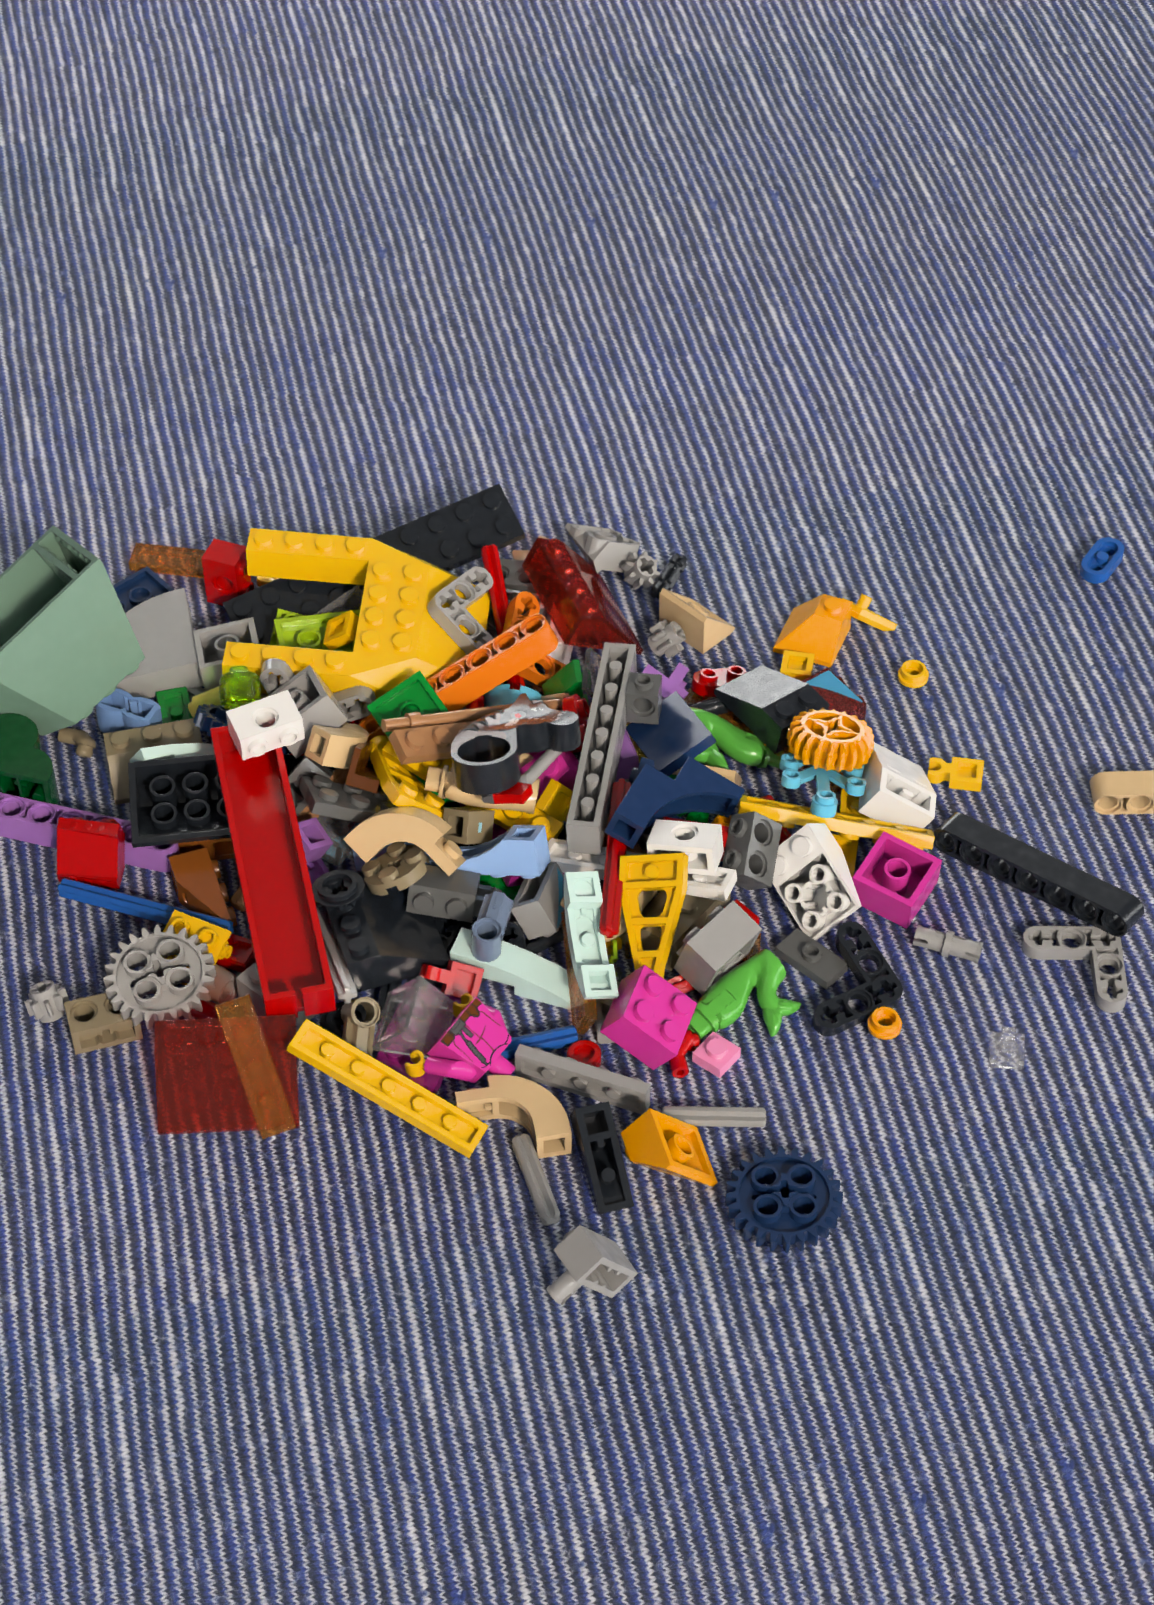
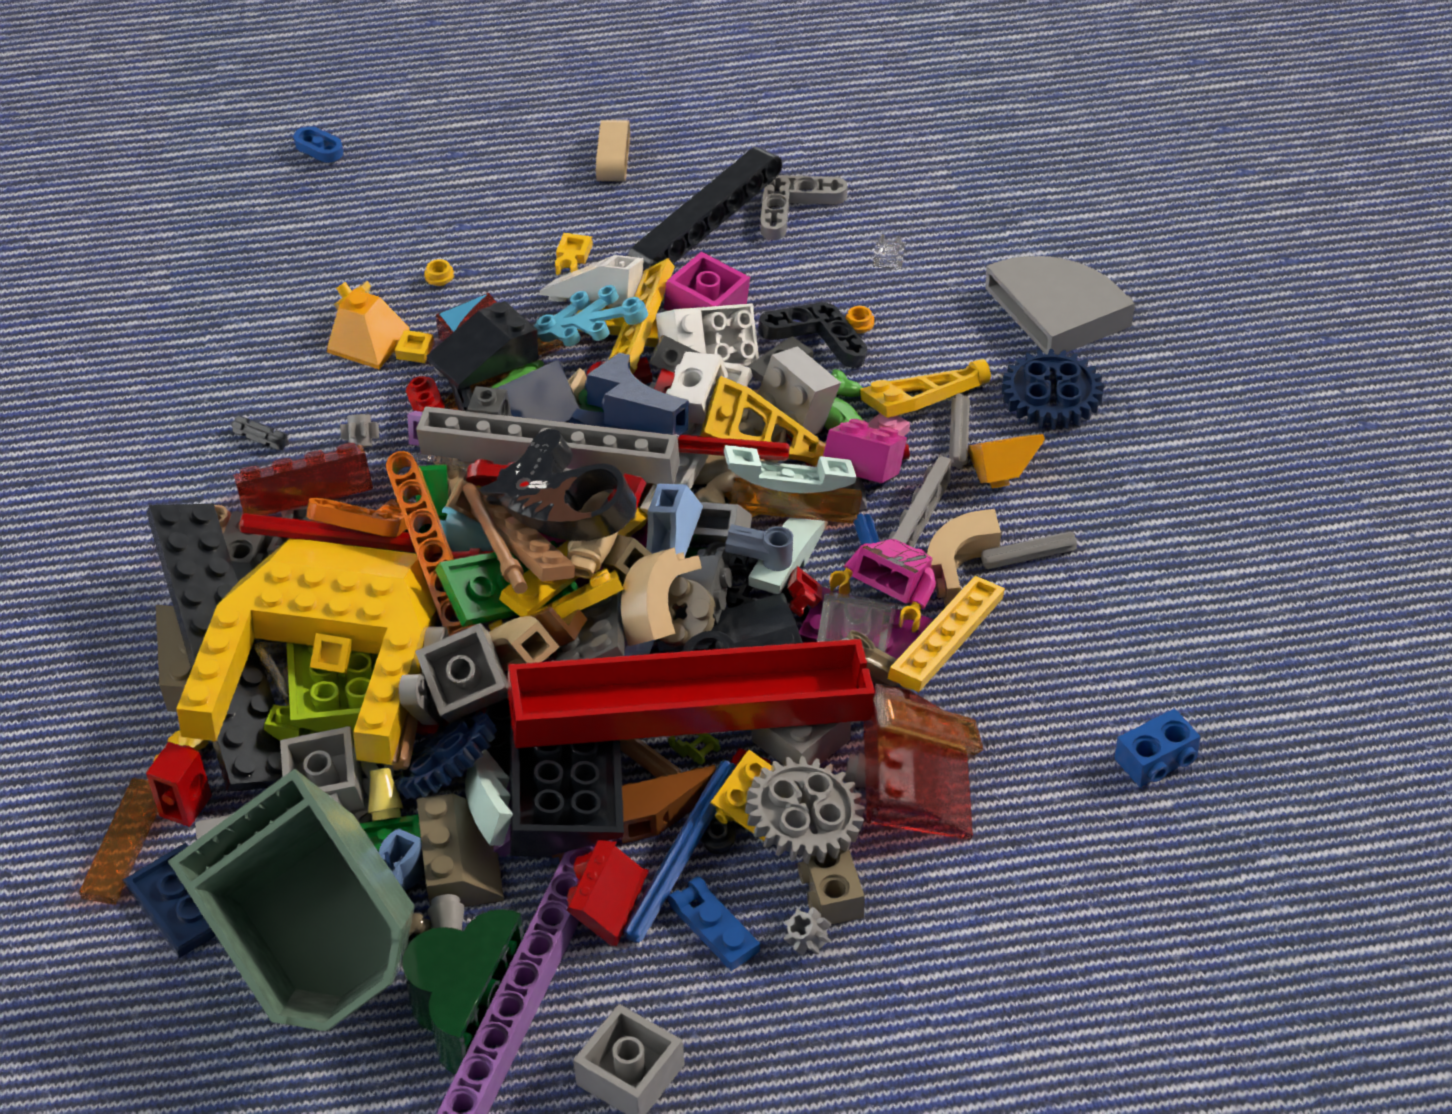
camera: 85 degrees left, 0 degrees up
(72, 943) = (714, 924): none -> blue plate
(85, 763) = (446, 911): none -> light grey cone
(239, 687) = (423, 727): clear neon green head -> none
(256, 1278) = (1157, 748): none -> blue brick
(265, 725) = (534, 660): white brick -> none
(457, 614) = (335, 550): light grey beam -> none
(585, 1052) = (886, 515): red tile -> none
(590, 1262) = (1137, 499): light grey brick -> none
(601, 1157) = (1010, 497): black slope -> none
(602, 546) = (210, 471): light grey slope -> none
(640, 570) = (254, 446): light grey gear -> none
(700, 625) = (324, 421): tan slope -> none
(759, 1046) = (890, 396): none -> yellow plate
(830, 740) = (555, 300): light orange gear -> none
(932, 1207) = (1059, 301): none -> light grey brick
(947, 943) = (773, 275): light grey pin -> none

